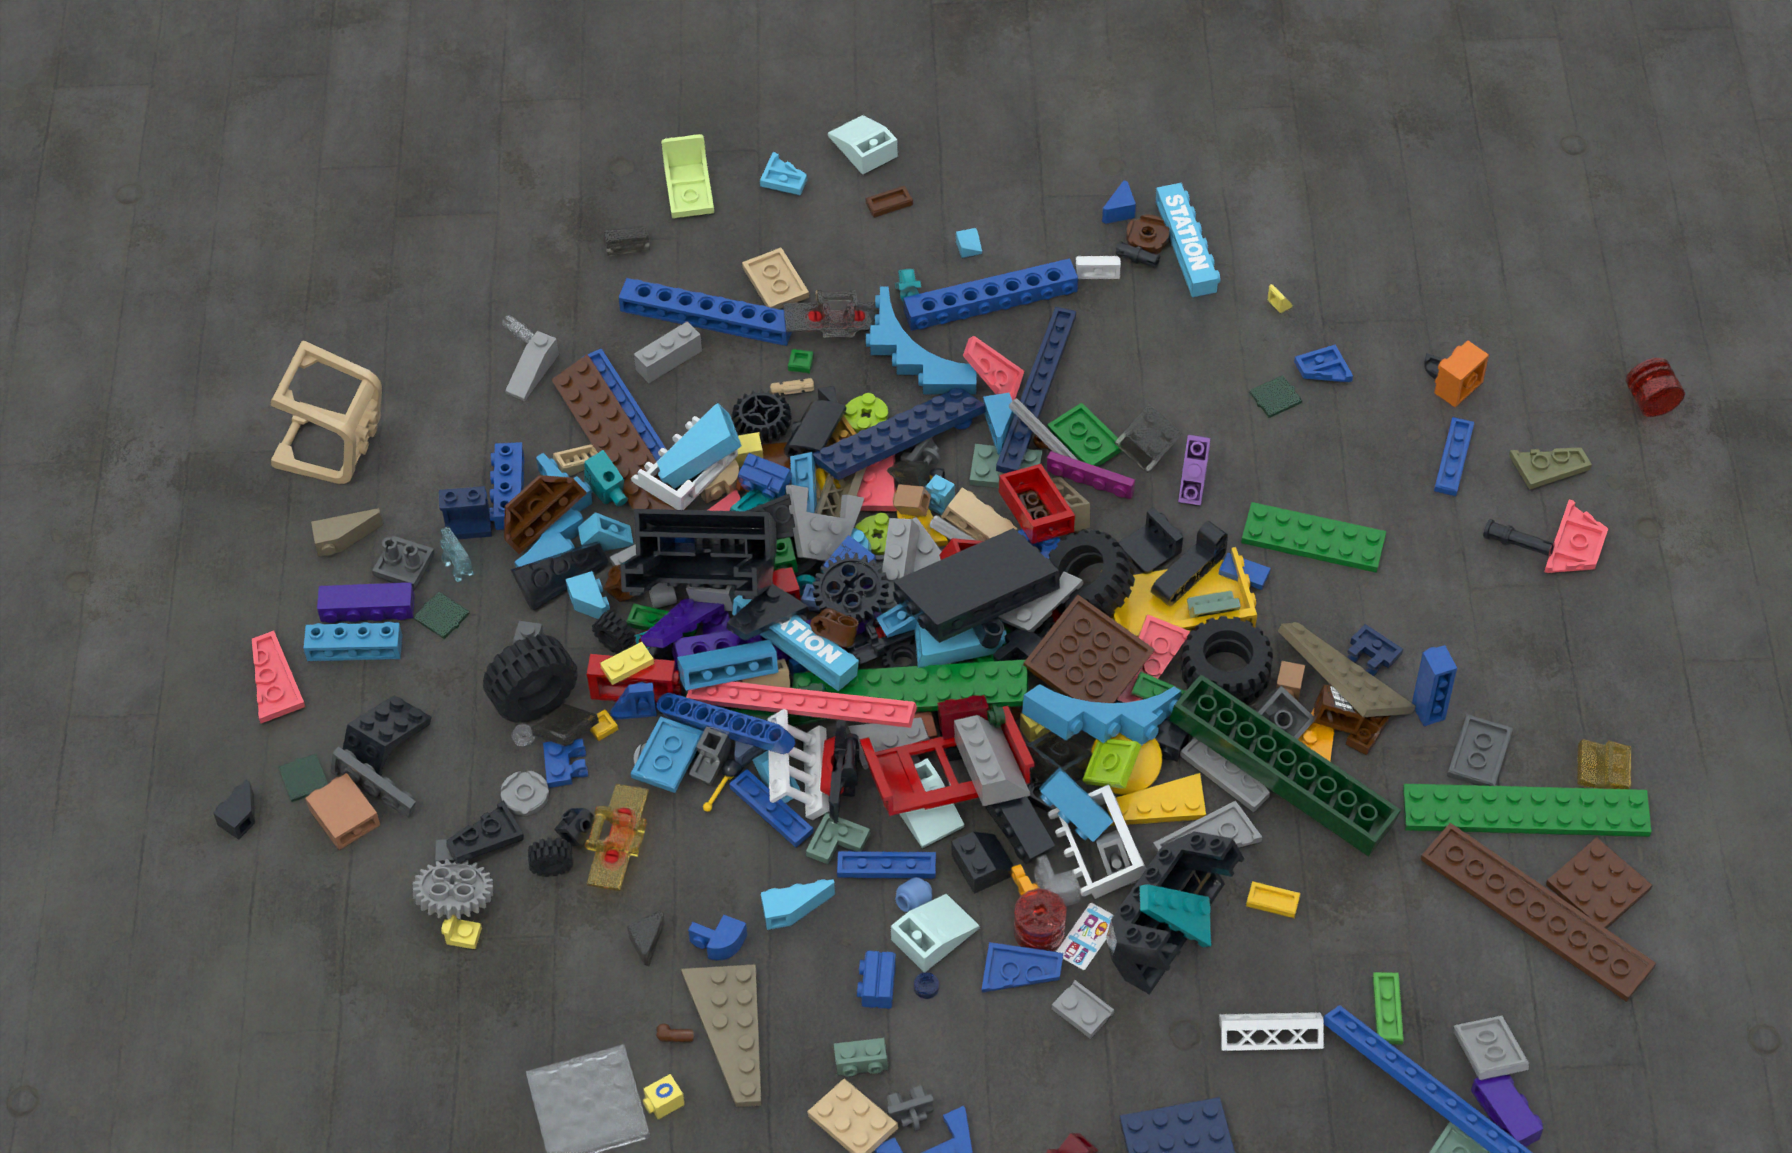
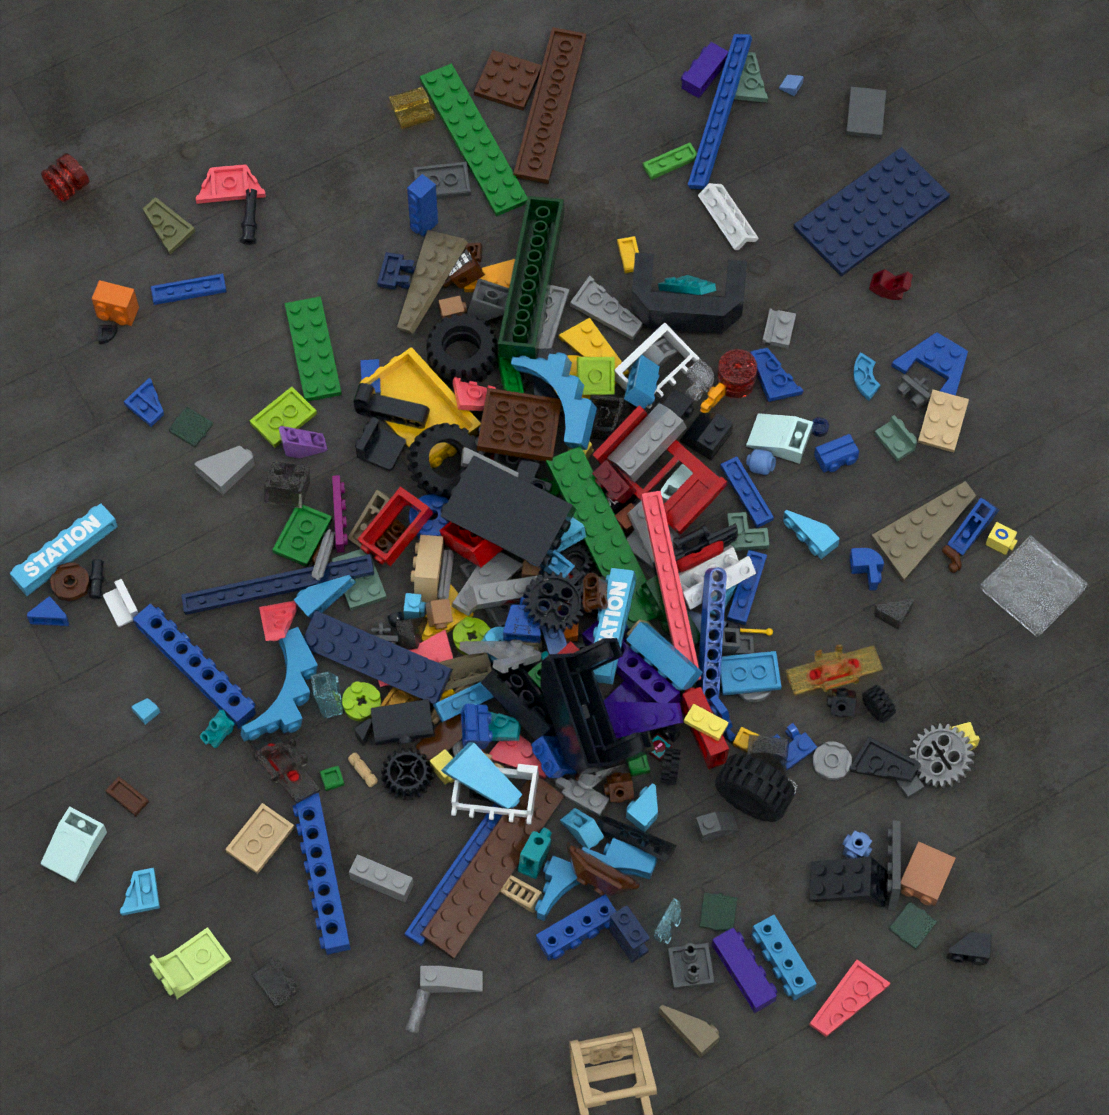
camera: 120 degrees left, 10 degrees up
(414, 760) = (851, 849): none -> medium blue brick
(699, 1078) = (973, 526): none -> blue slope
(764, 611) = (631, 648): black wing -> none
(891, 383) = (327, 693): none -> clear light blue slope
(965, 1069) = (864, 376): none -> dark azure tile
(996, 715) = (608, 453): dark green plate -> none
(1086, 936) = (713, 349): sticker -> none
(1202, 400) = (225, 468): none -> light grey slope
(1212, 604) = (418, 378): sand green bracket -> none
(1239, 474) = (287, 410): none -> lime plate
(1278, 300) = (93, 461): light yellow slope -> none
(1491, 1047) = (669, 90): light grey tile -> none

